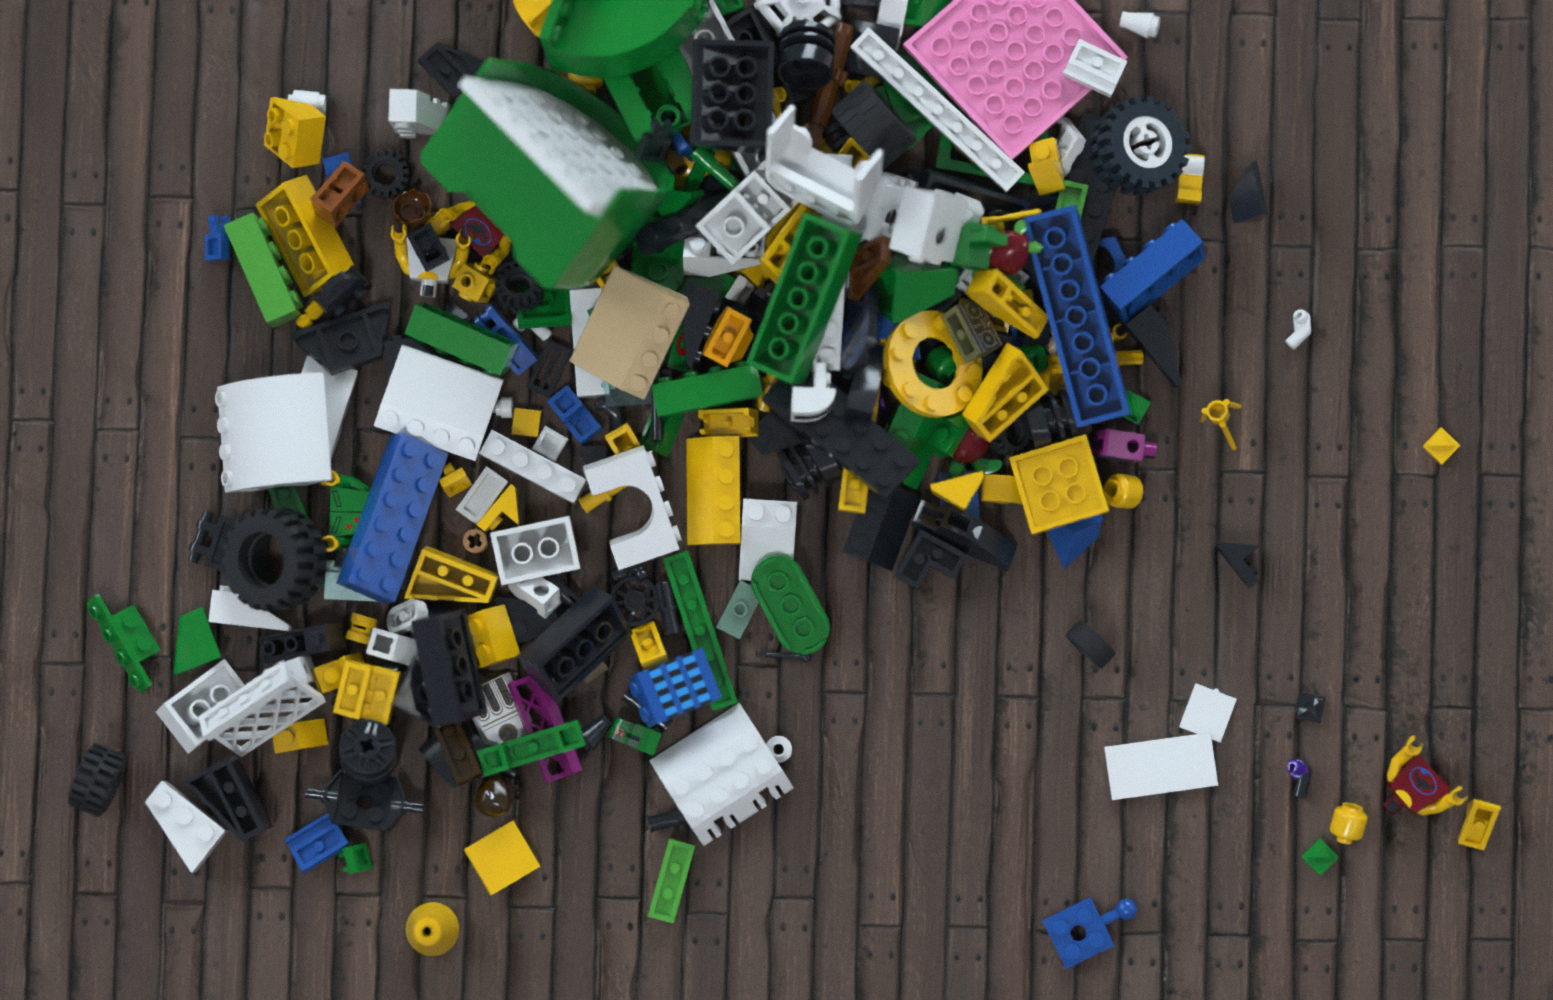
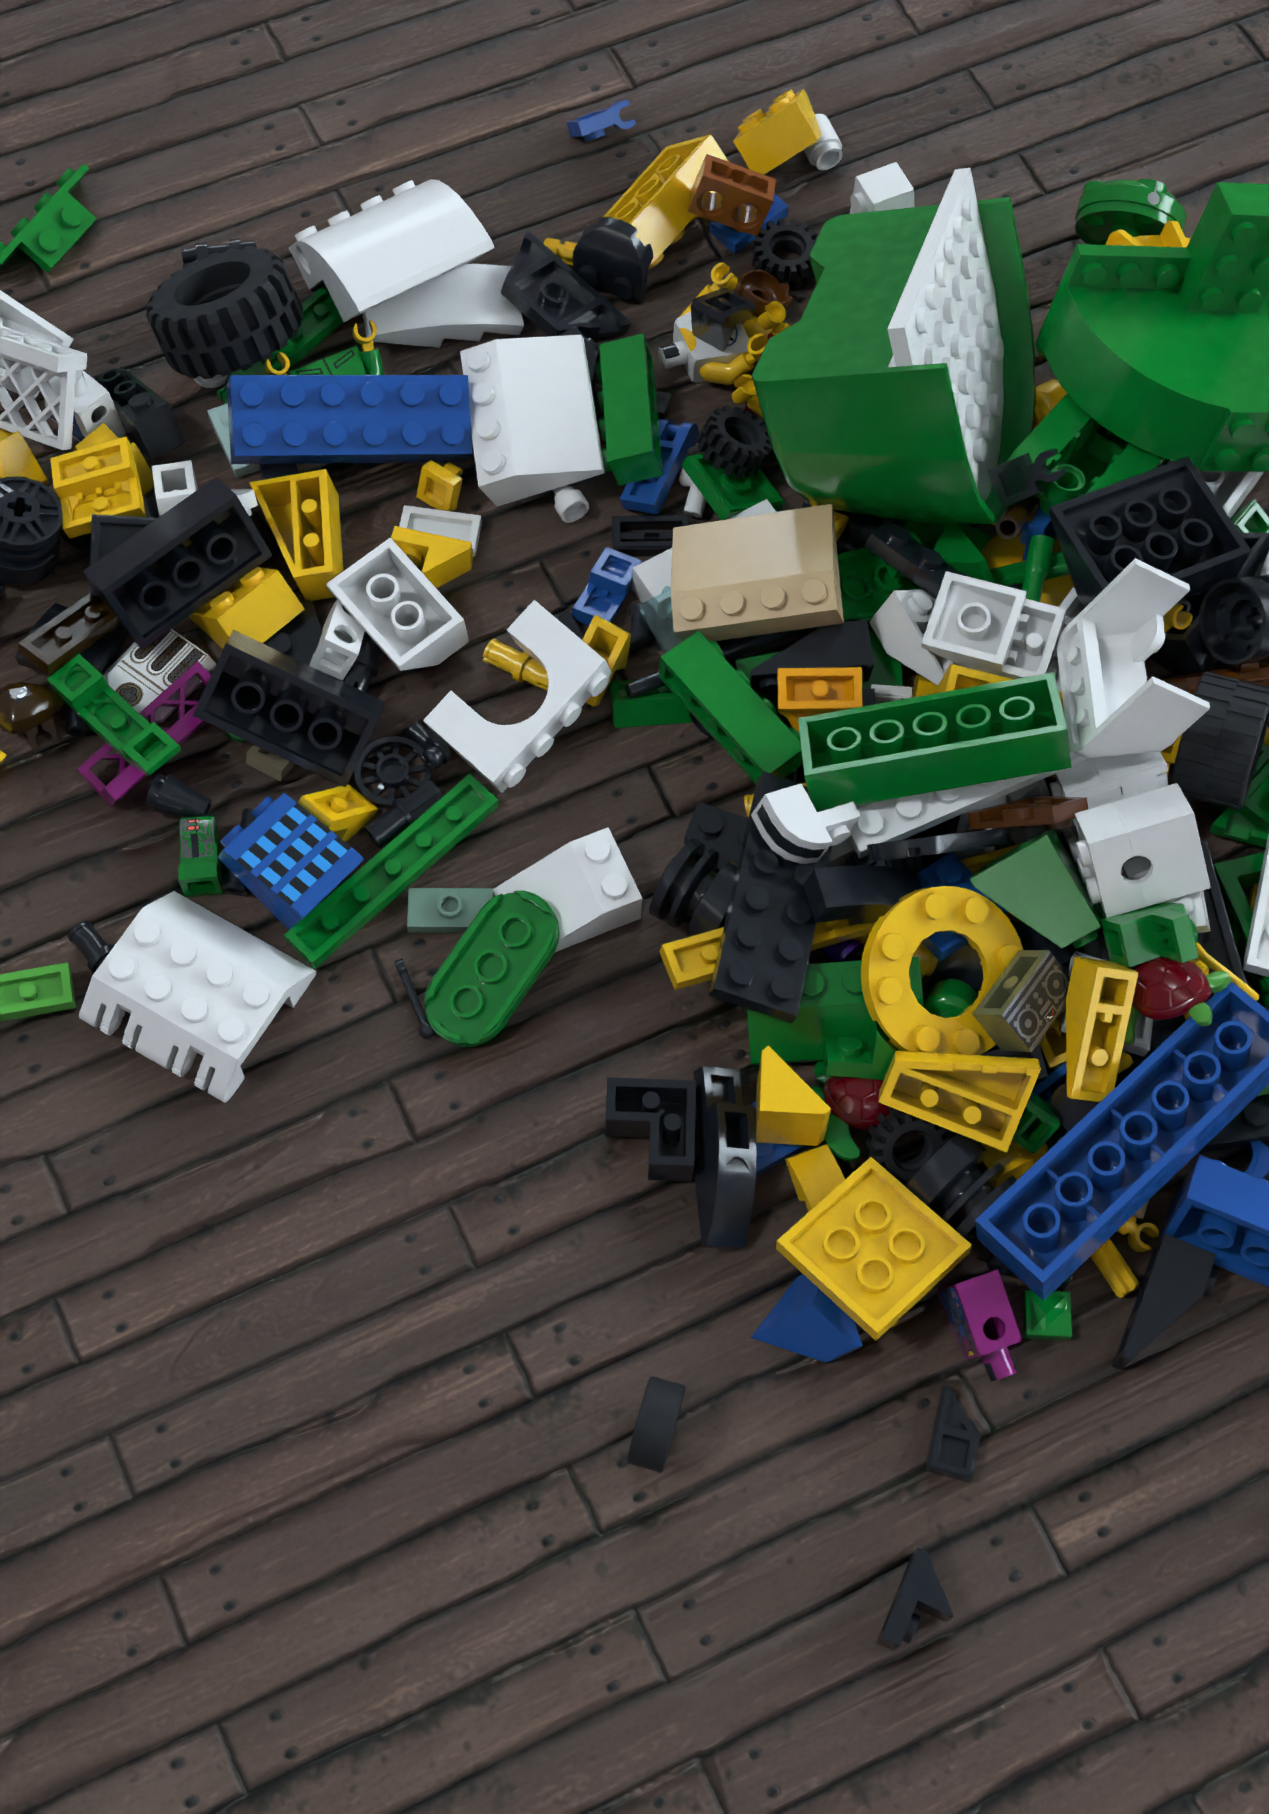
camera: 60 degrees right, 20 degrees down
(195, 641) = (83, 299): green slope -> none
(228, 609) = (131, 309): white slope -> none
(262, 269) = (589, 167): bright green brick -> none
(357, 634) = (196, 454): yellow wheel -> none
(474, 282) = (707, 390): yellow brick -> none
(474, 533) = (369, 535): medium nougat bush -> none
(526, 422) = (564, 539): yellow tile -> none
(533, 467) = (508, 559): white brick -> none
(550, 443) = (552, 579): white tile -> none
(713, 490) = (612, 792): yellow slope -> none
(730, 422) = (705, 769): yellow hinge -> none
(785, 743) = (275, 1064): white plate -> none
(881, 530) = (671, 1032): black slope -> none
(1086, 915) = (193, 1680): blue plate -> none
(1123, 491) = (917, 1358): yellow head -> none
(1161, 766) = (521, 1646): white tile -> none
(1170, 493) = (953, 1440): none -> black tile
(1207, 712) = (645, 1680): white piece -> none
(1219, 415) = (1120, 1437): yellow plant -> none

